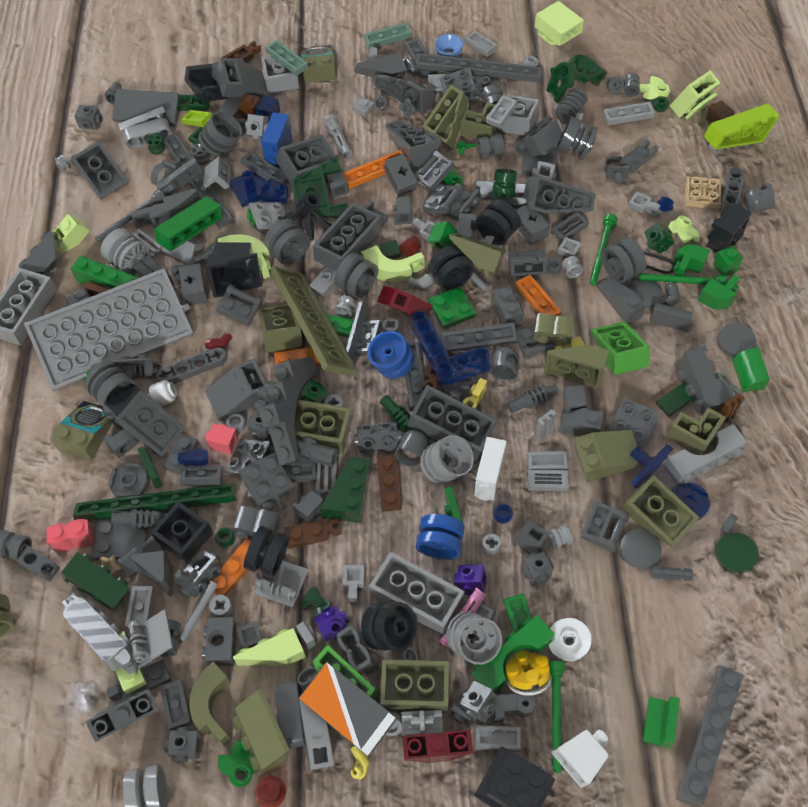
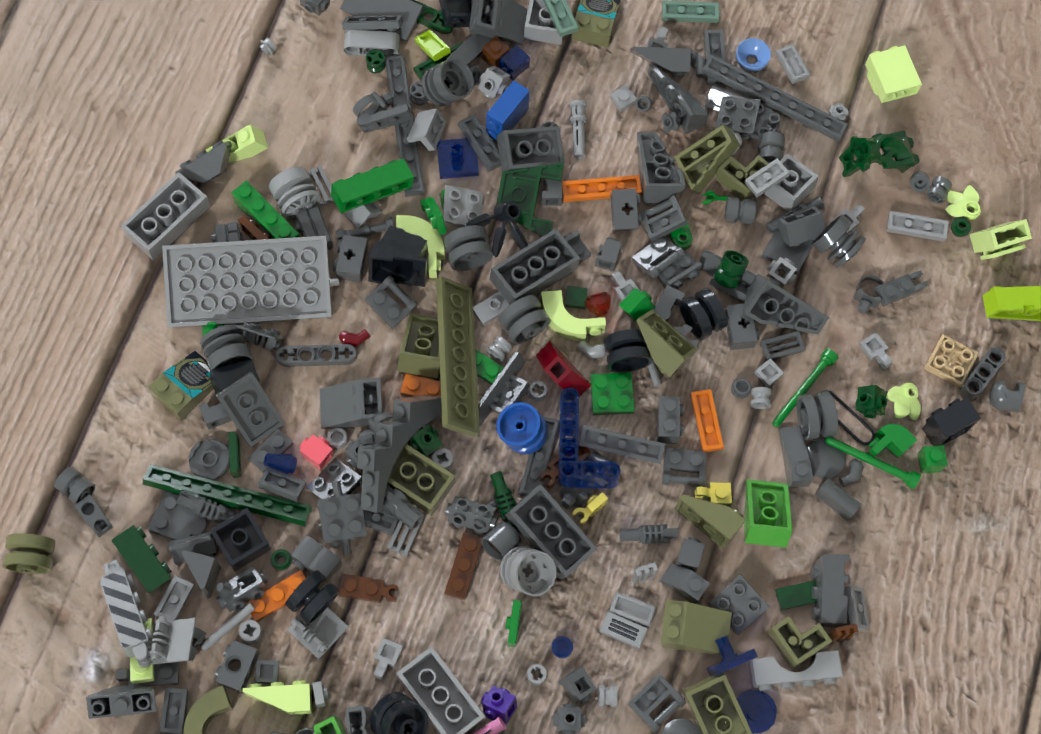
camera: 15 degrees right, 10 degrees up
(67, 536) = (129, 498): coral brick -> none
(99, 170) = (303, 75): dark grey slope -> none
(111, 564) = (161, 545): tan piece -> none
(157, 198) = (352, 134): dark grey piece -> none
(162, 212) = (364, 154): dark grey slope -> none
(162, 393) = (275, 376): white head -> none
(248, 227) = (434, 214): none -> green hinge
(274, 192) = (479, 179): clear blue brick -> none
(309, 506) = (375, 561): dark grey brick -> none
(314, 598) = (341, 658): dark green piece -> none
(331, 622) = (348, 692): dark purple brick -> none
(349, 493) = (419, 563): dark green wedge -> none
(440, 536) = (487, 649): blue wheel -> none
(490, 468) = (567, 597): white brick -> none
(504, 357) = (629, 482): dark grey helmet -> none
(527, 263) = (714, 374): dark grey brick -> none
(554, 329) = (703, 467): olive brick -> none
(571, 104) = (855, 191): dark grey piece -> none
(666, 204) = (900, 360): clear blue plate -> none
(719, 111) = (1020, 269): reddish brown brick -> none
(719, 296) = (901, 497): green brick -> none
(735, 339) = (895, 554): dark grey tile -> none
(751, 370) = (891, 595): green brick -> none

